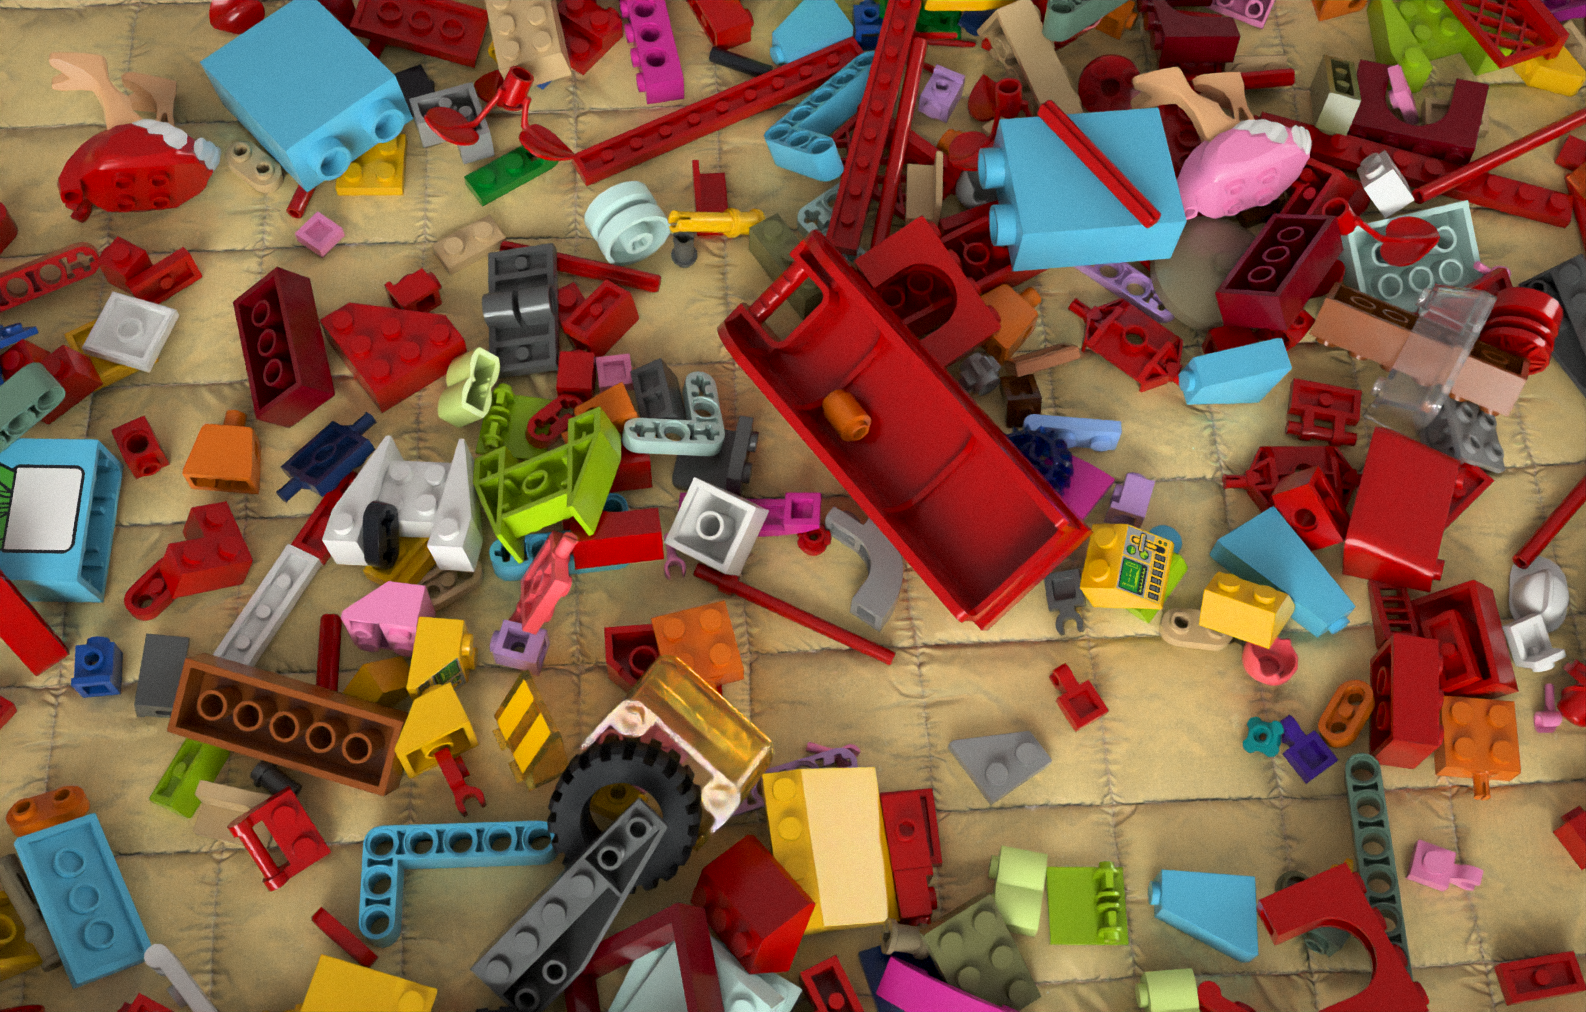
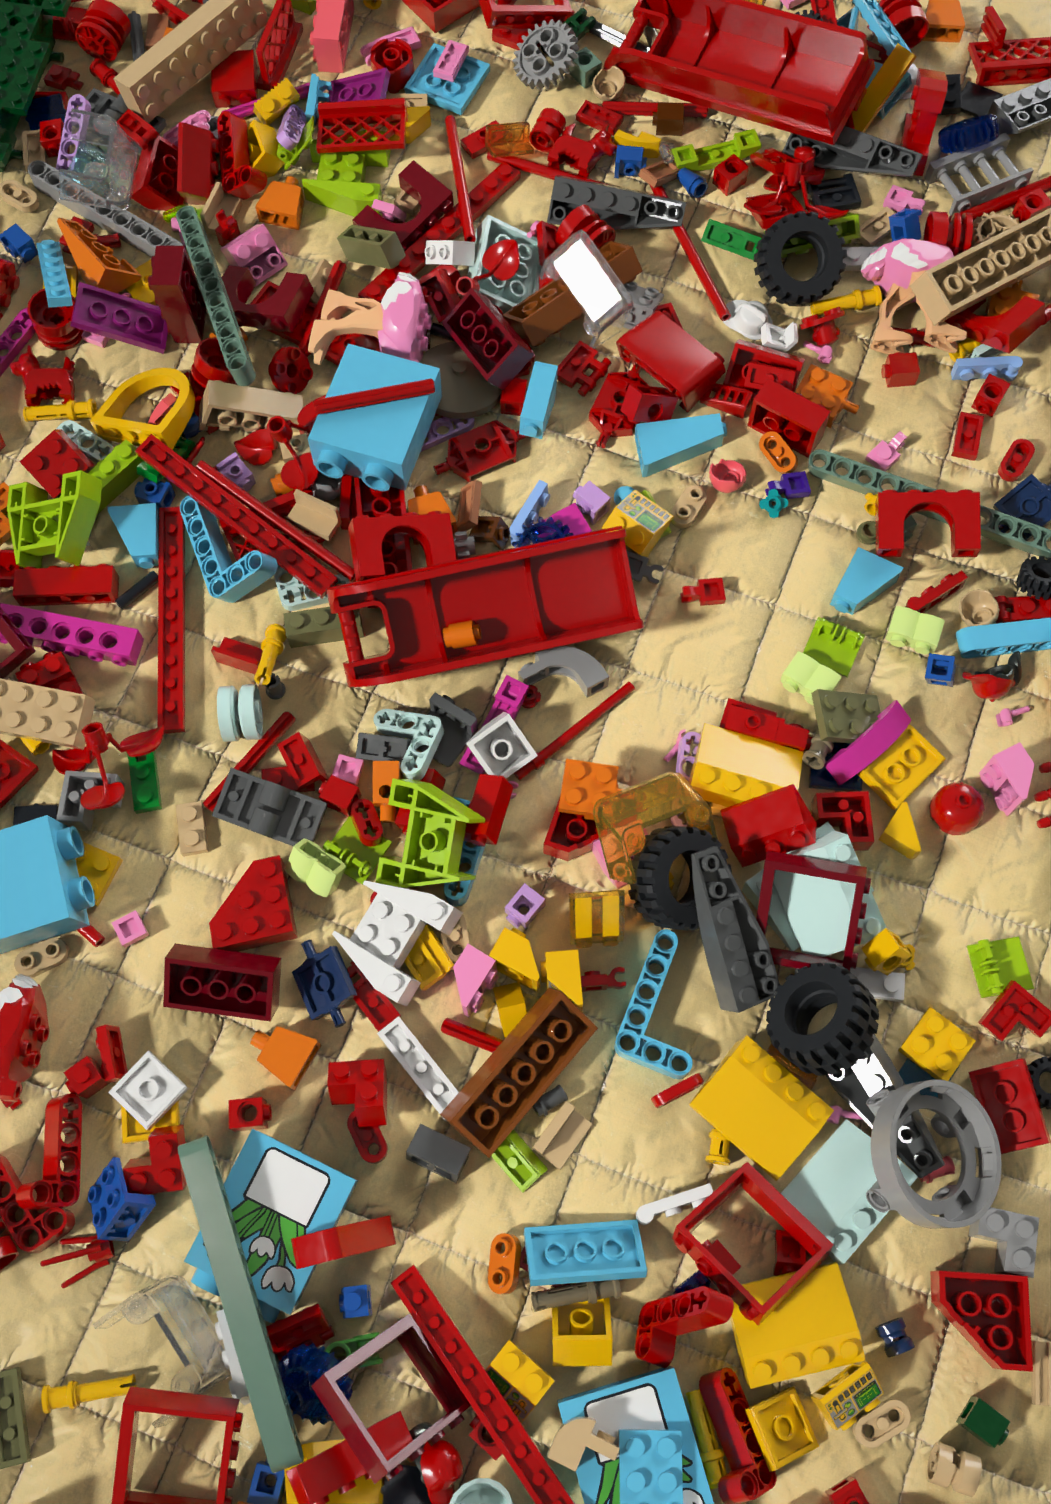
camera: 60 degrees left, 5 degrees up
(104, 676) = (421, 1198): blue brick -> none
(291, 831) = (591, 1099): red plate -> none
(381, 535) = (410, 962): black beam -> none
(415, 292) = (217, 879): red brick -> none
(545, 582) = (496, 868): coral plate -> none
(1000, 761) = (725, 654): light grey wing -> none
(1245, 609) = (698, 471): yellow slope -> none

